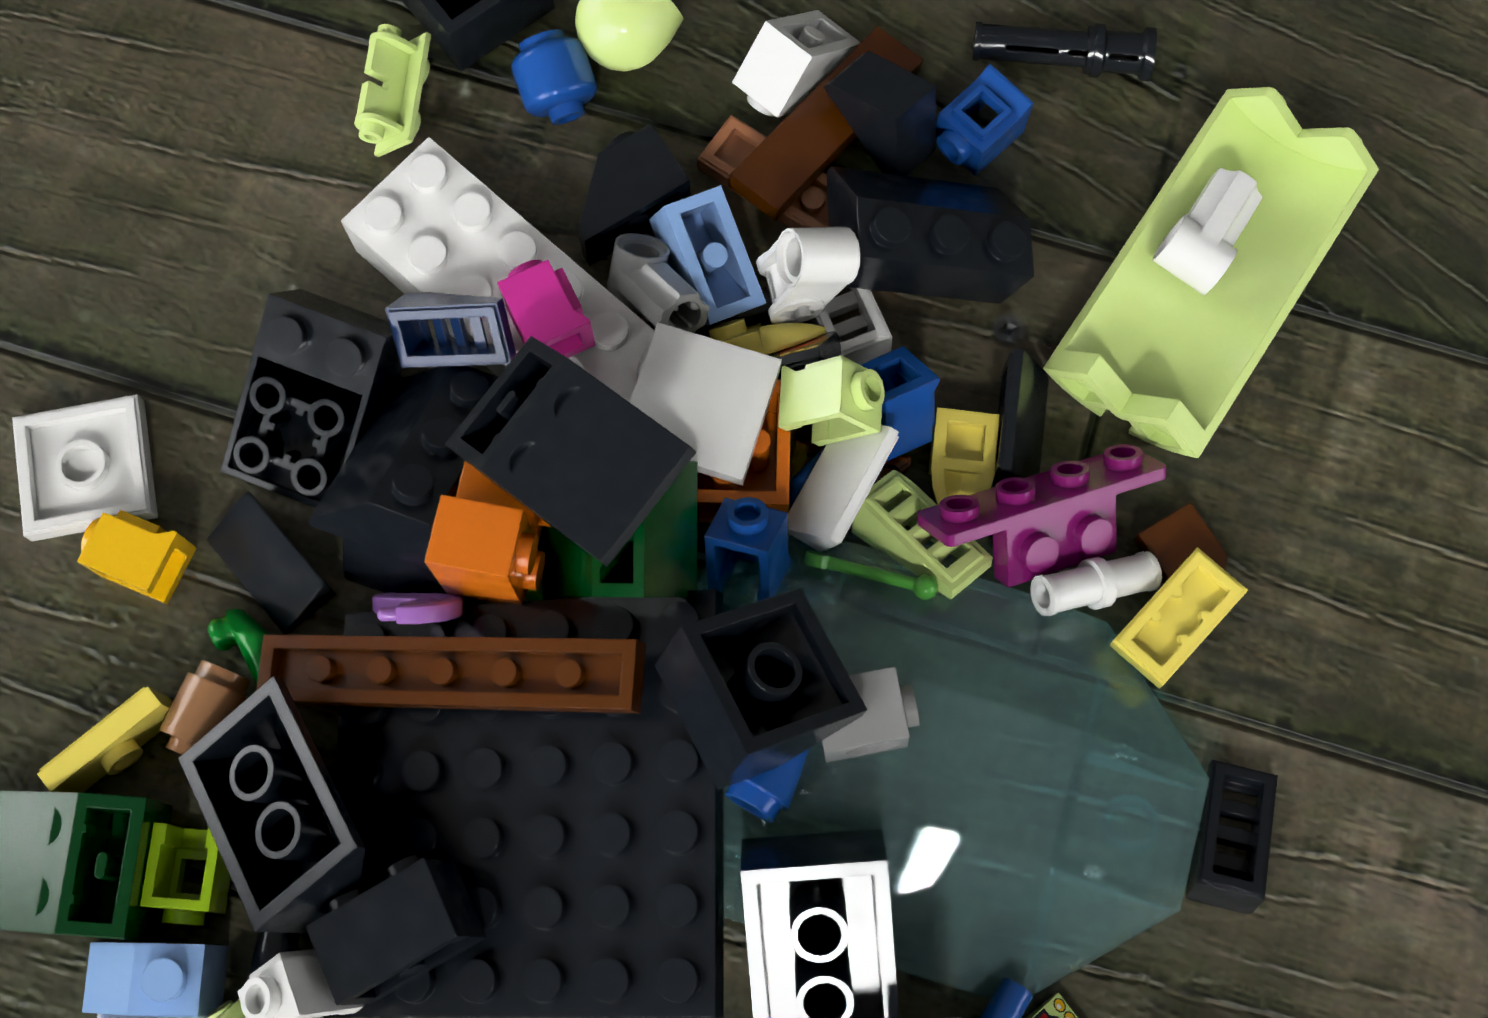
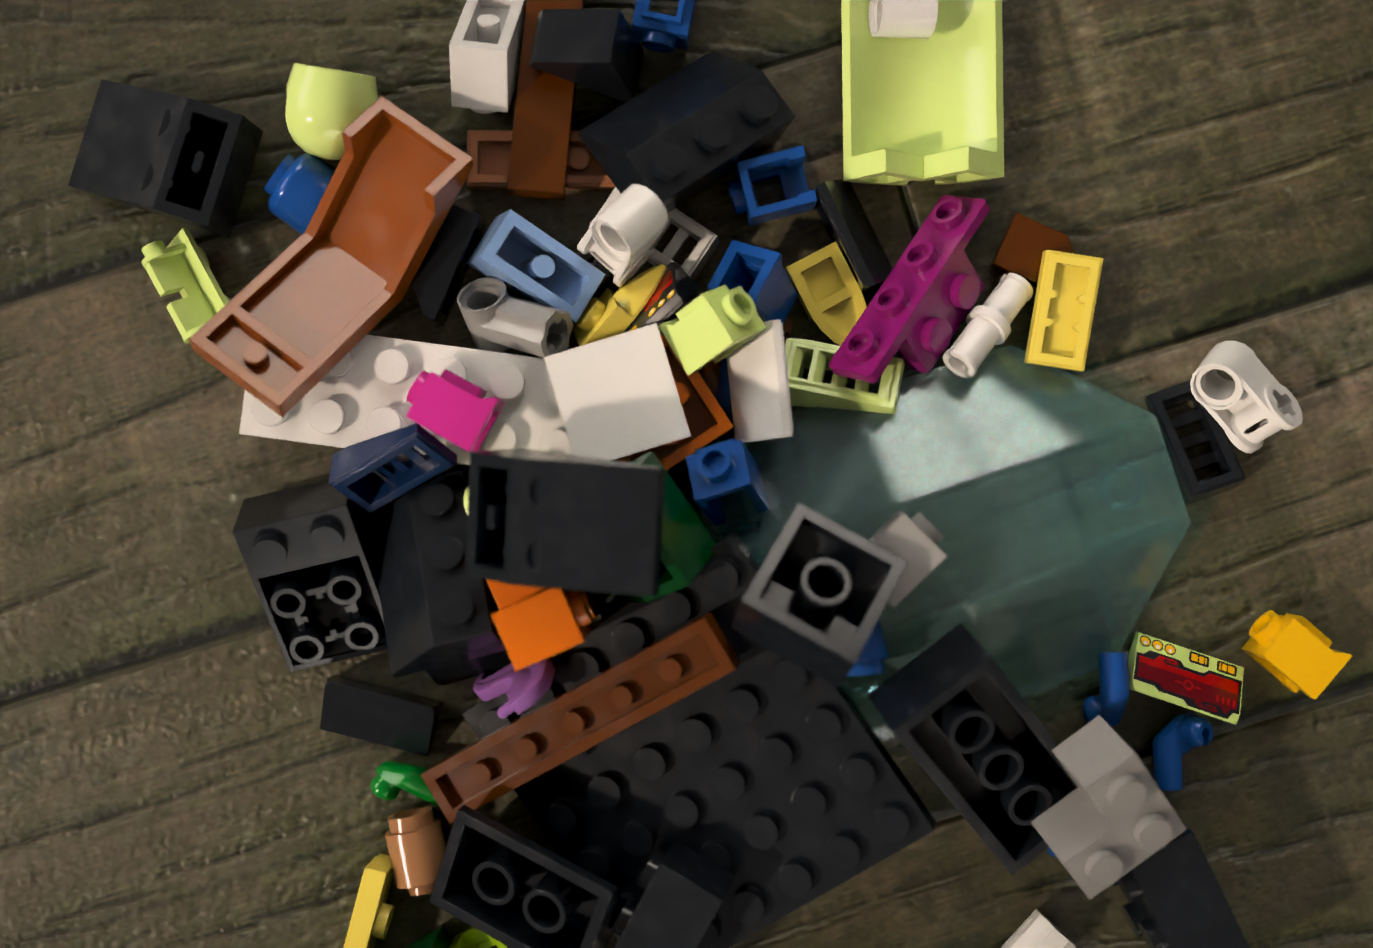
camera: 35 degrees left, 15 degrees up
(83, 464) = (188, 737): white tile -> none
(136, 554) = (279, 778): yellow window -> none
(541, 146) = (346, 265): none -> dark orange windscreen
(923, 586) = (870, 418): bright green hinge -> none
(980, 313) = (786, 166): none -> blue window
(1309, 823) = (1249, 402): none -> white piece

